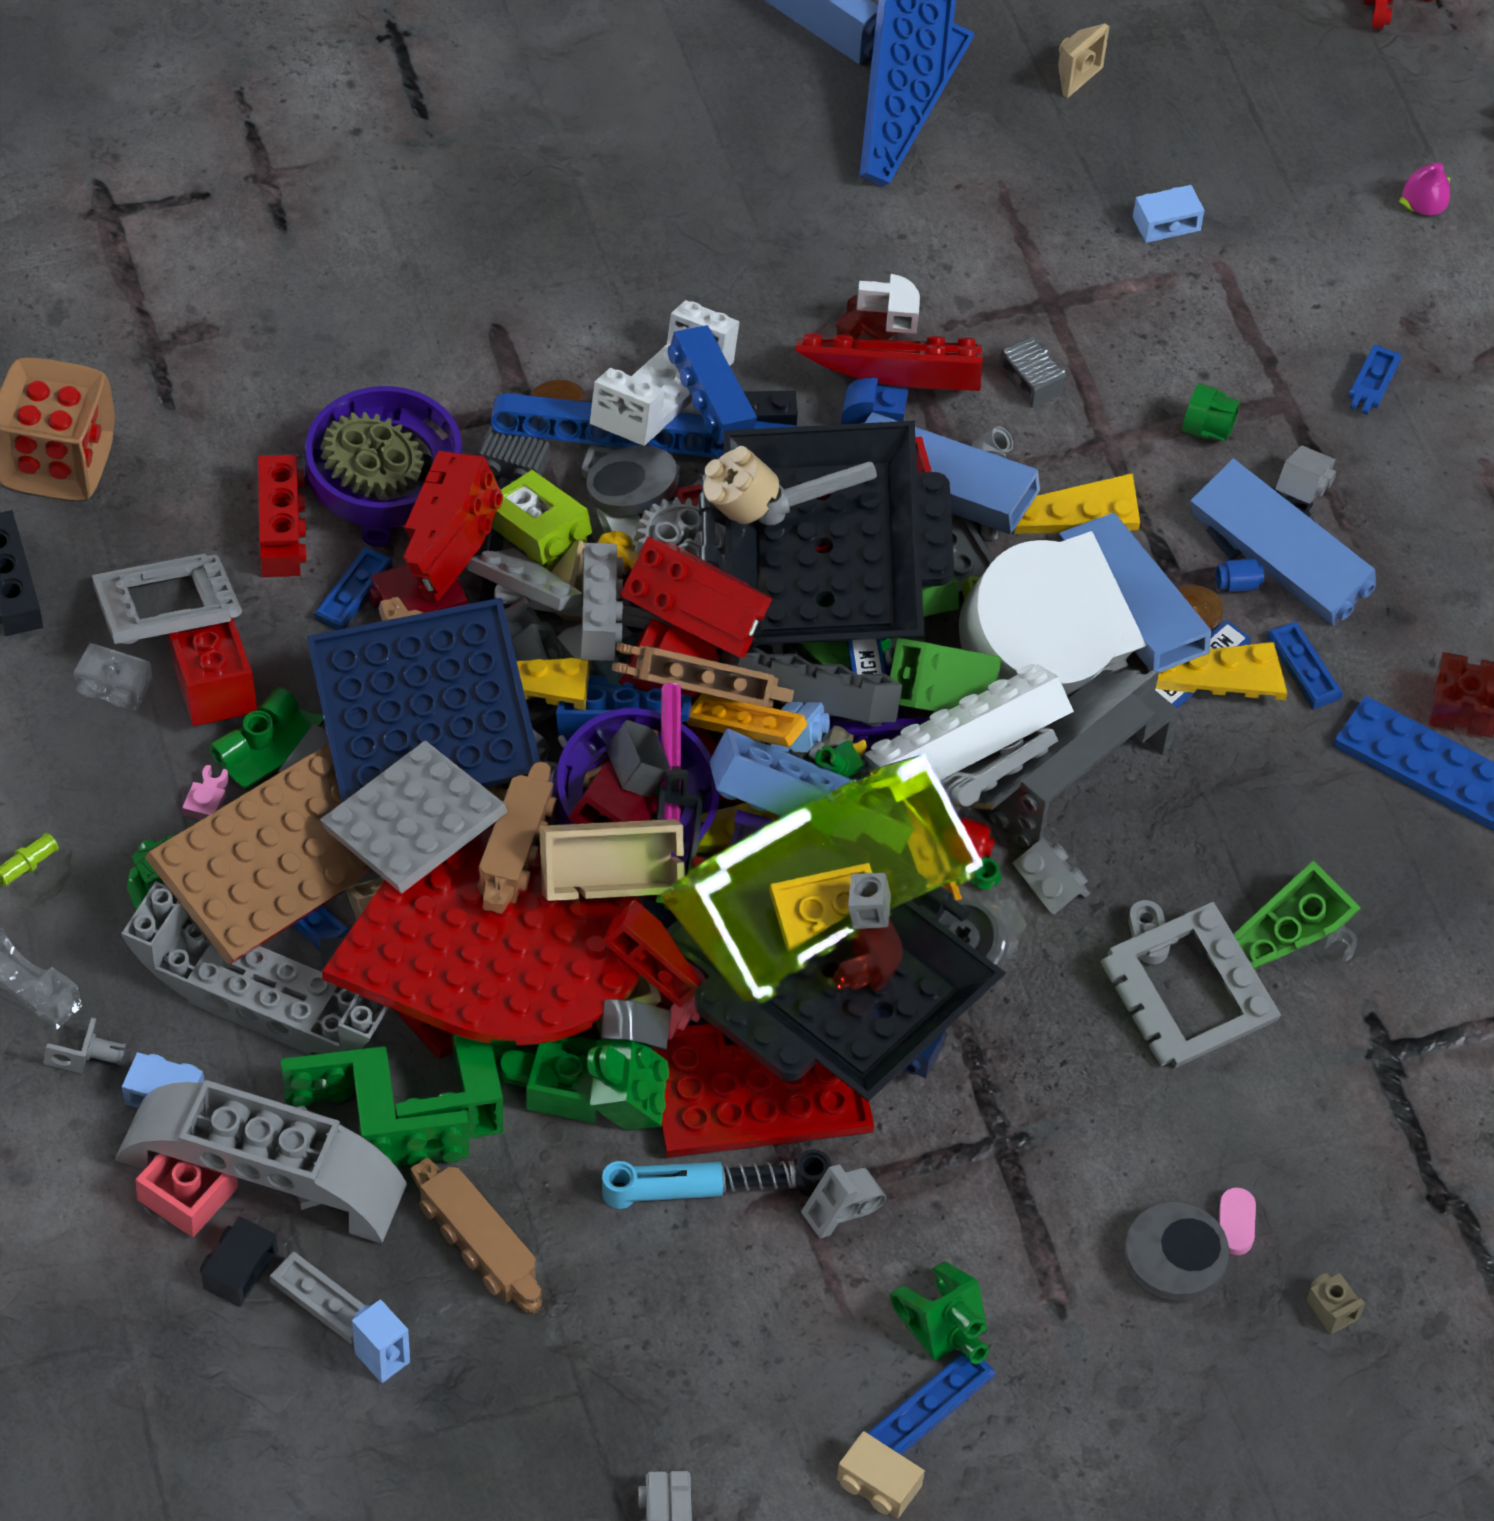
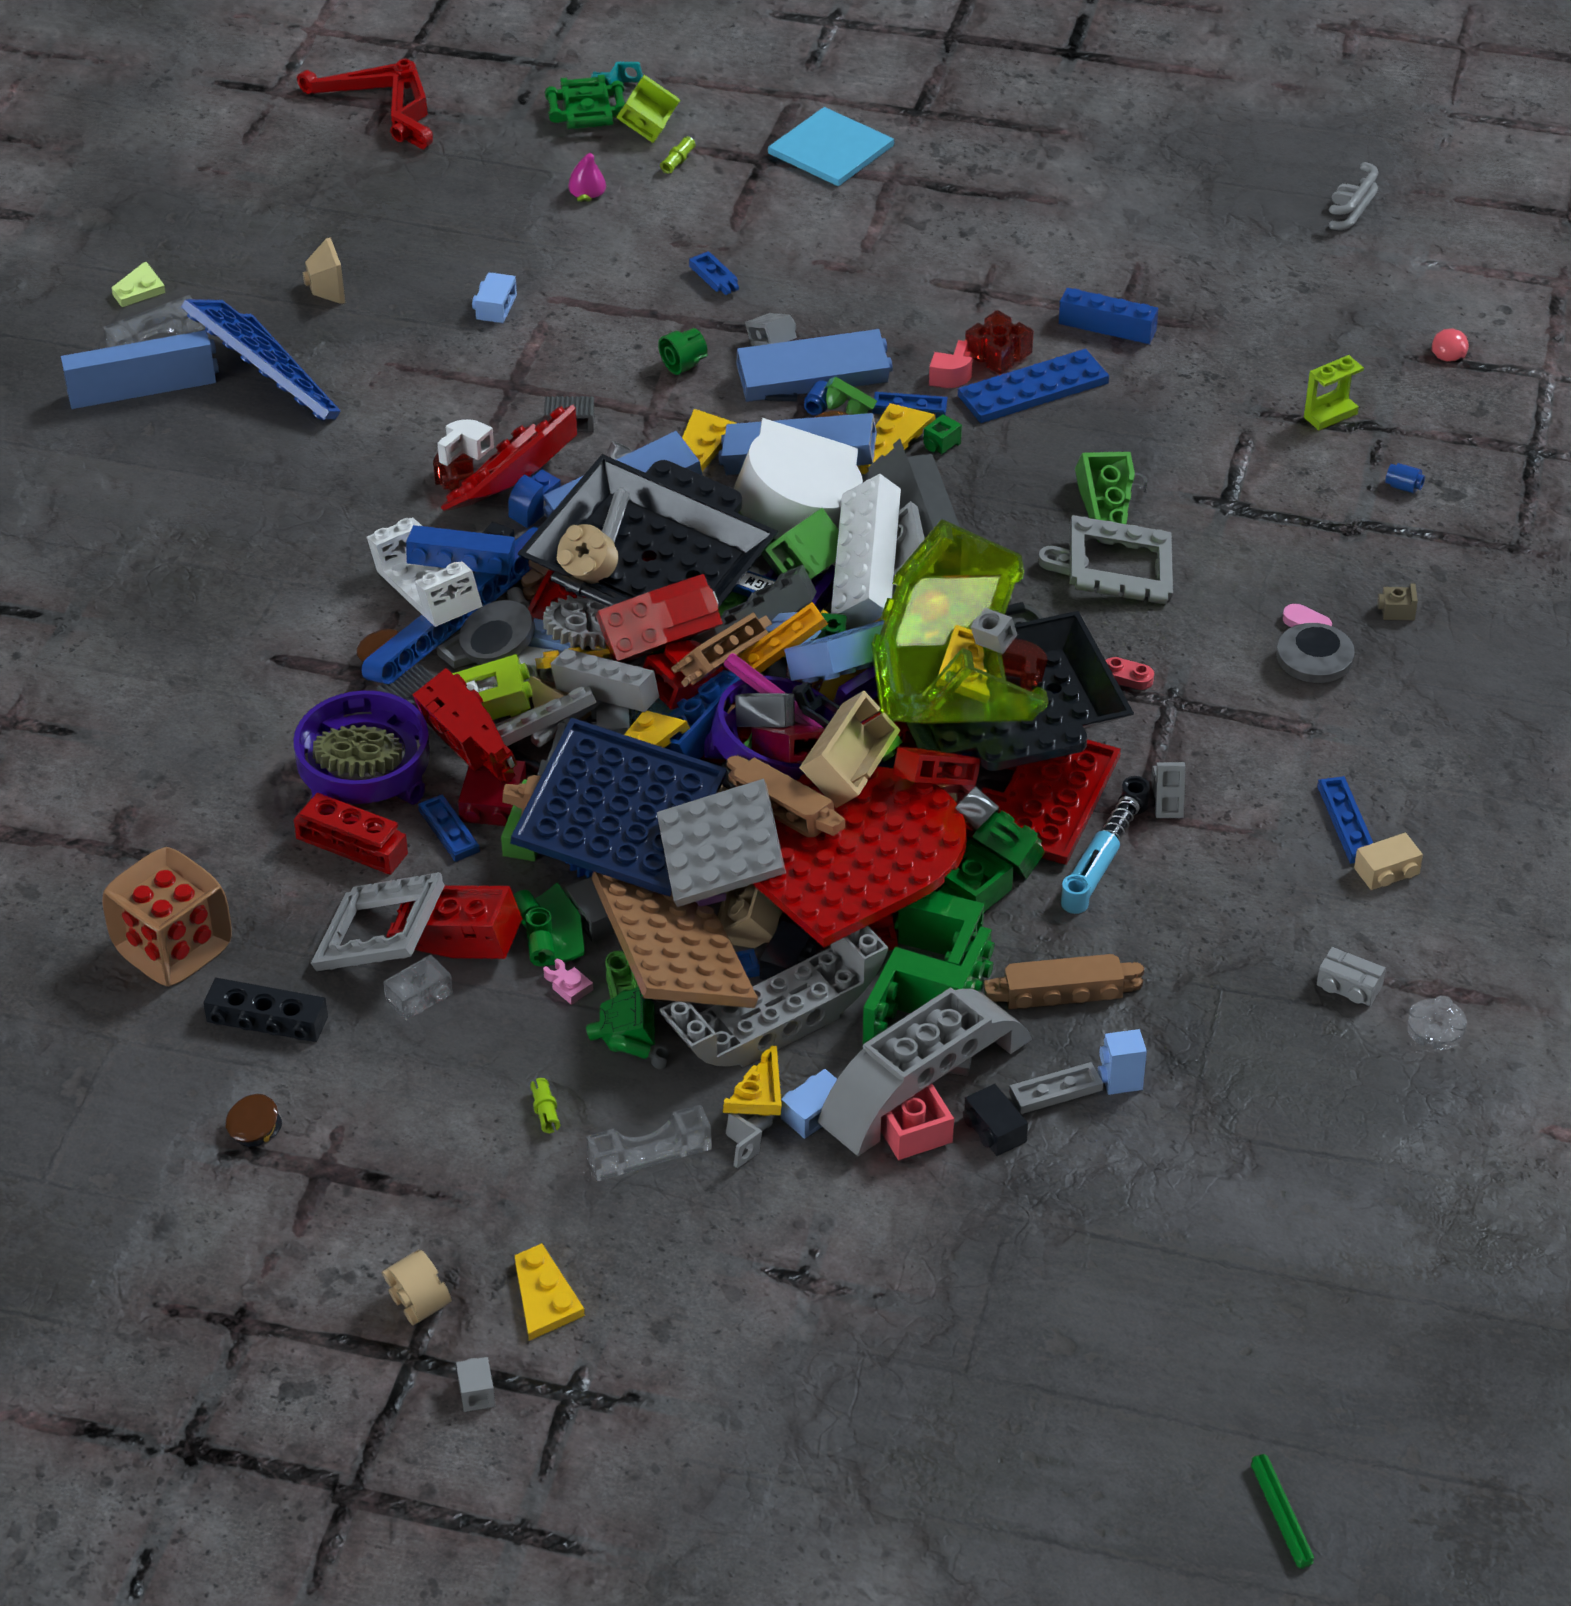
camera: 55 degrees left, 10 degrees down
(148, 1027) = (759, 1090): none -> yellow wing
(947, 1321) = (1290, 774): green piece -> none
(1014, 1077) = (1131, 673): none -> coral plate
(1258, 613) = (840, 391): none -> bright green tile
(1267, 717) = (938, 438): none -> green brick
(1391, 676) = (951, 369): none -> coral brick

